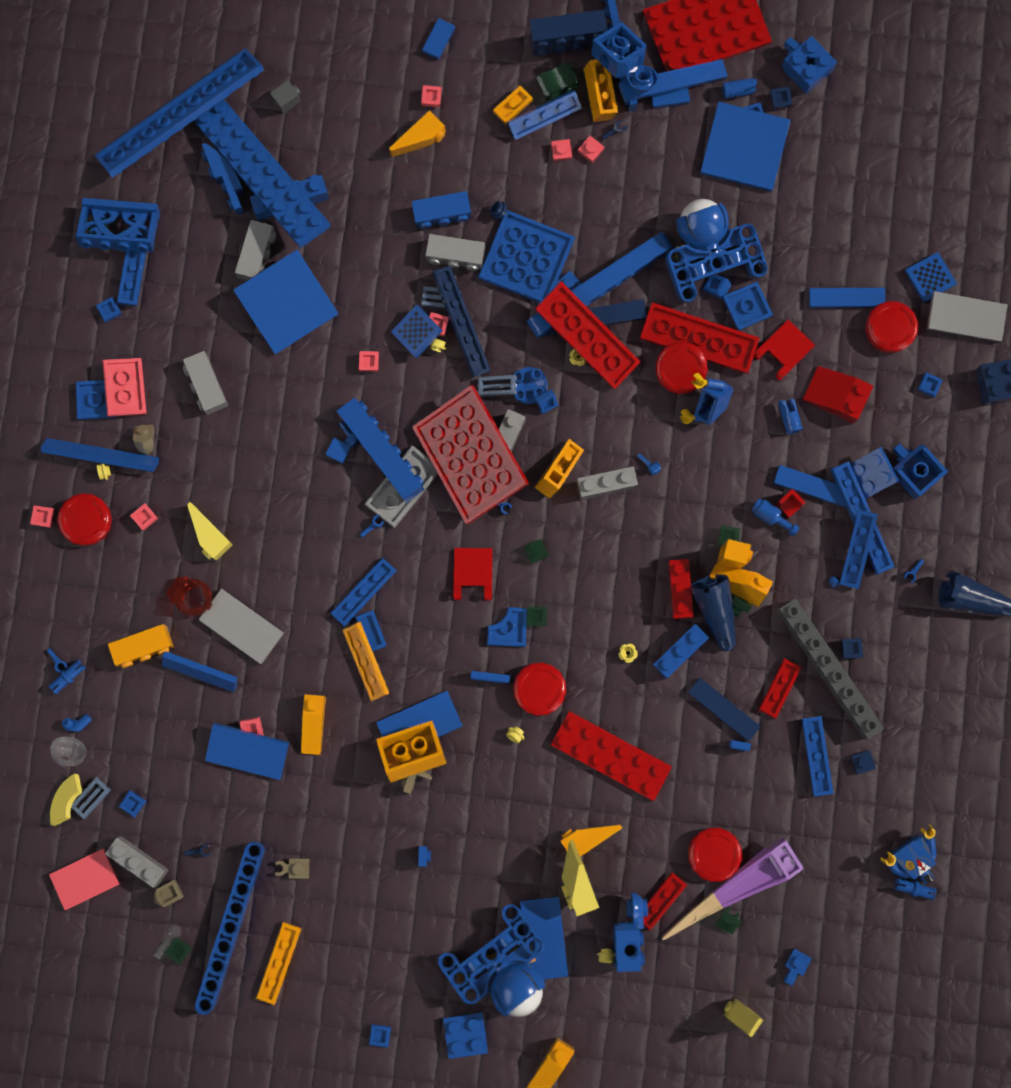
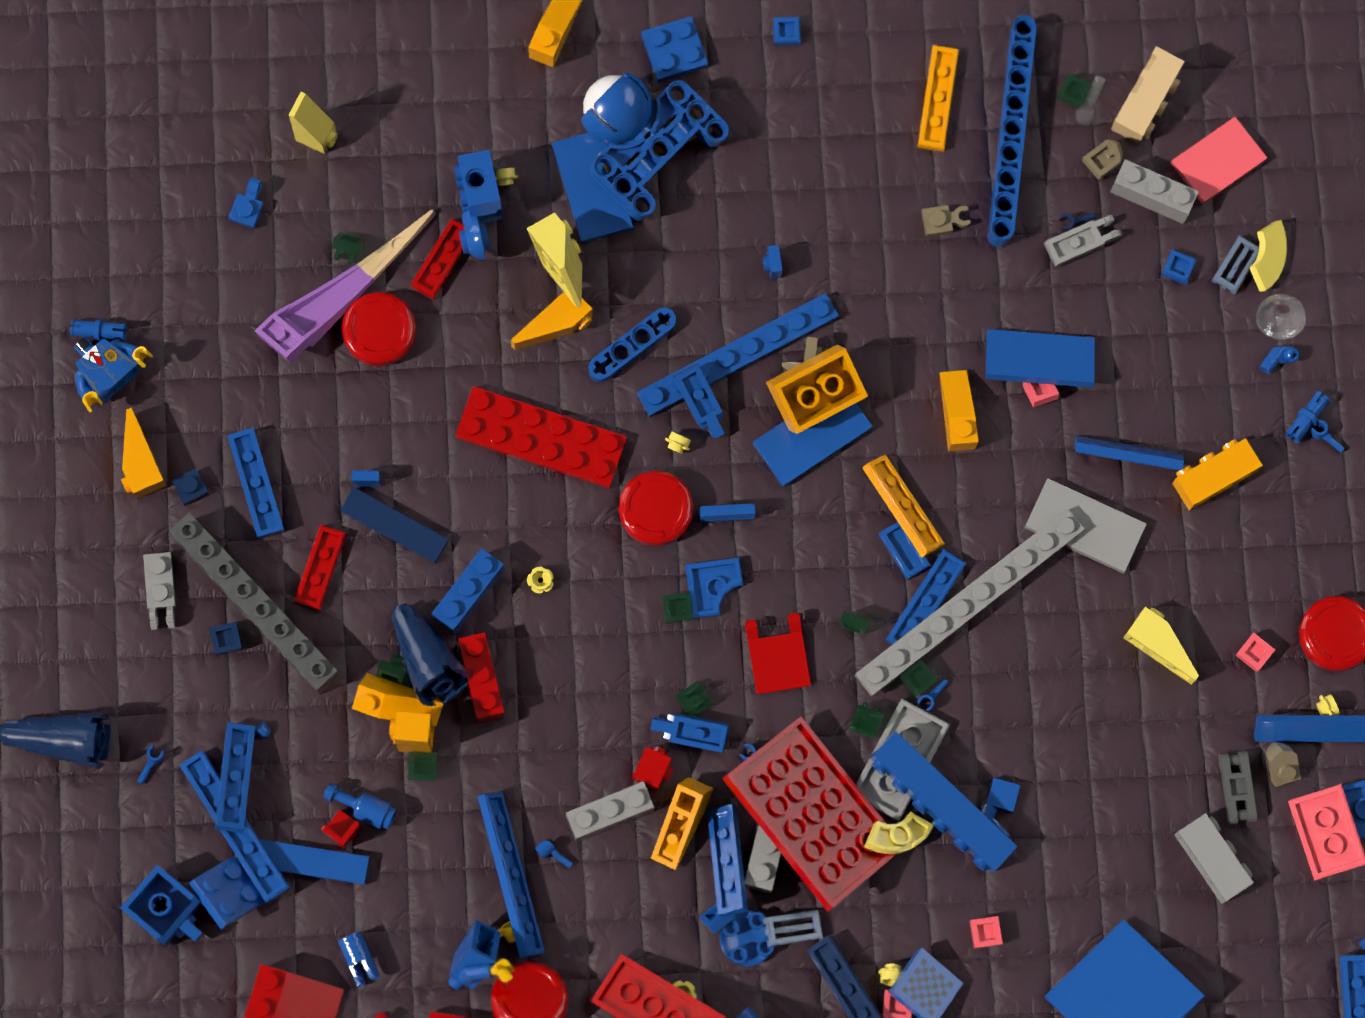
camera: 165 degrees right, 5 degrees down
(125, 935) = (1148, 96): none -> tan wedge
(178, 428) = (1237, 787): none -> dark grey plate
(180, 587) = (1184, 553): clear red piece -> none
(199, 834) = (1080, 241): none -> light grey hinge
(332, 584) = (969, 602): none -> light grey plate
(380, 538) = (918, 678): none -> clear green plate
(414, 432) = (898, 837): none -> light yellow tile
(416, 584) = (854, 623): none -> clear green tile
(421, 515) = (867, 720): none -> clear green tile
(461, 792) = (743, 351): none -> blue plate
(495, 761) = (700, 399): none -> blue hinge
(533, 809) = (635, 349): none -> blue beam
(534, 435) = (727, 861): none -> blue plate
(541, 529) = (692, 731): none -> blue hinge
(572, 508) = (653, 768): none -> red brick
(680, 453) = (511, 874): none -> blue tile
(893, 693) = (160, 587): none -> light grey hinge
(897, 785) = (138, 464): none -> light orange slope

